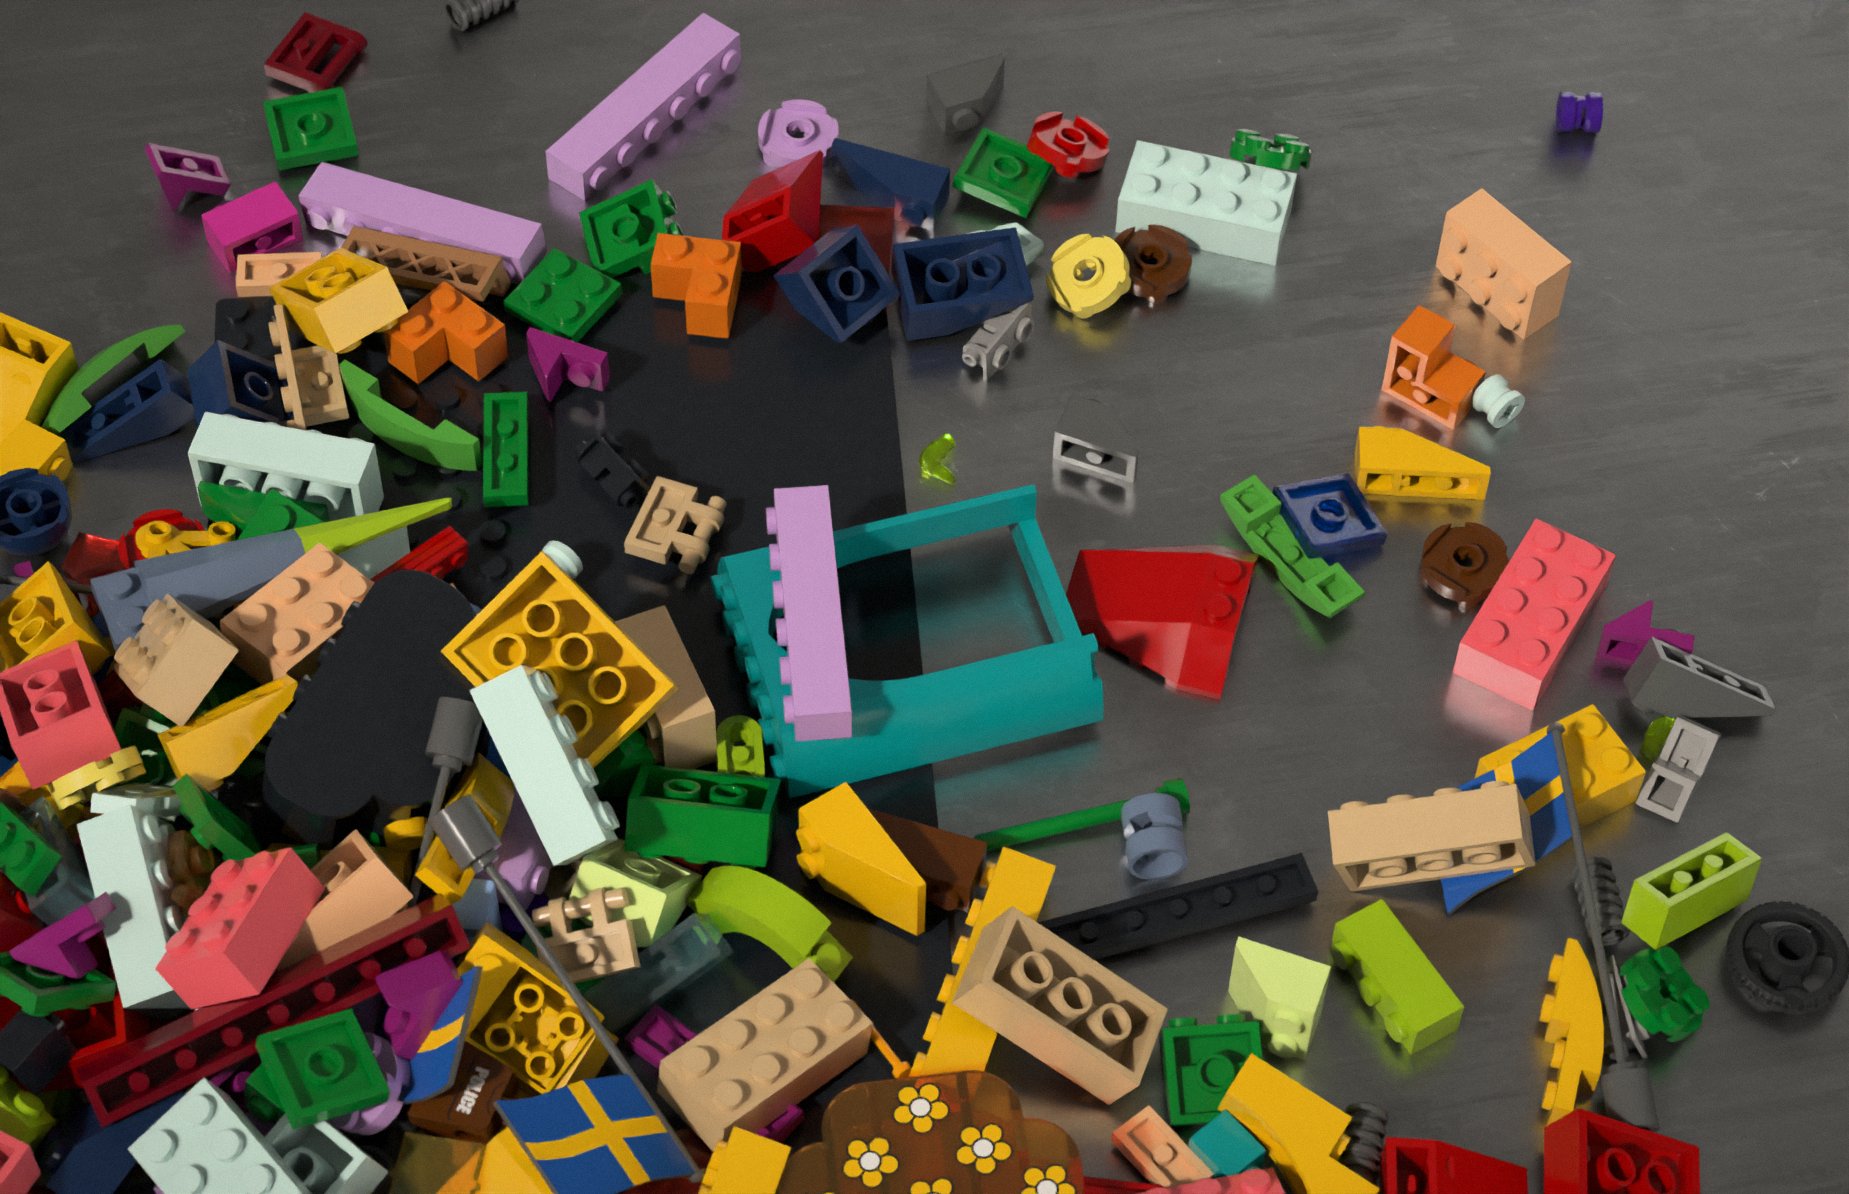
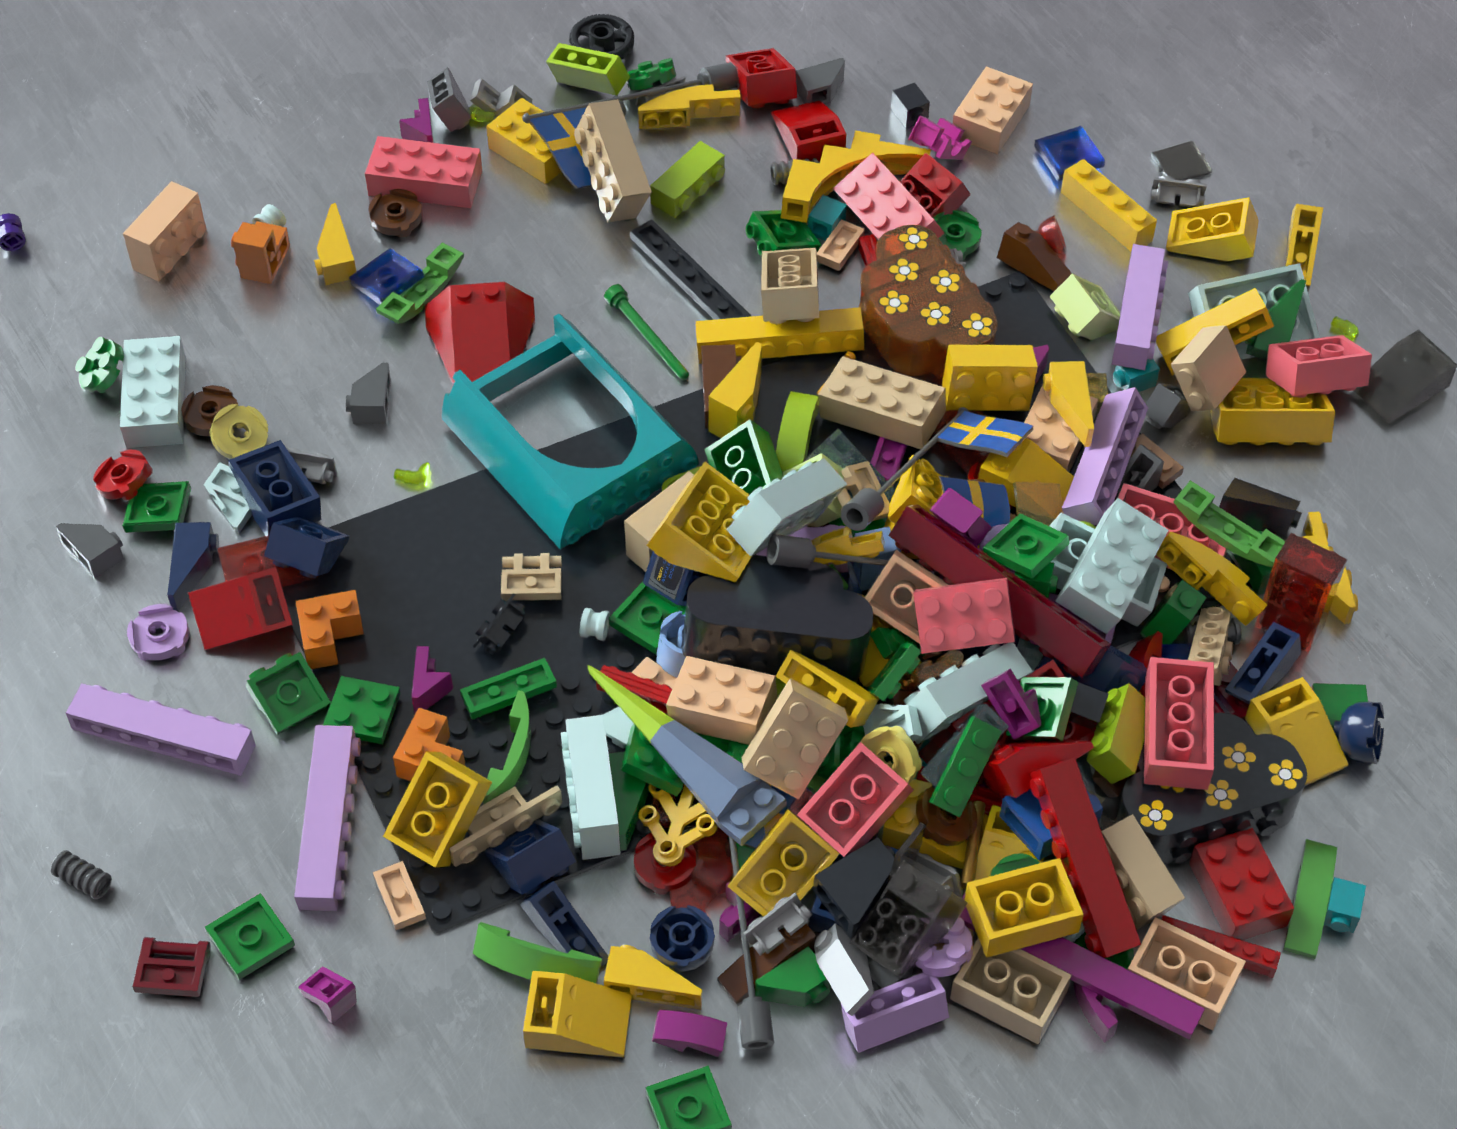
camera: 110 degrees left, 0 degrees up
(252, 225) = (362, 930): dark pink brick -> none
(429, 263) = (362, 797): medium nougat fence -> none
(812, 614) = (604, 436): lavender brick -> none
(1154, 836) = (652, 292): sand blue wheel -> none
(1280, 993) = (733, 208): yellowish green slope -> none

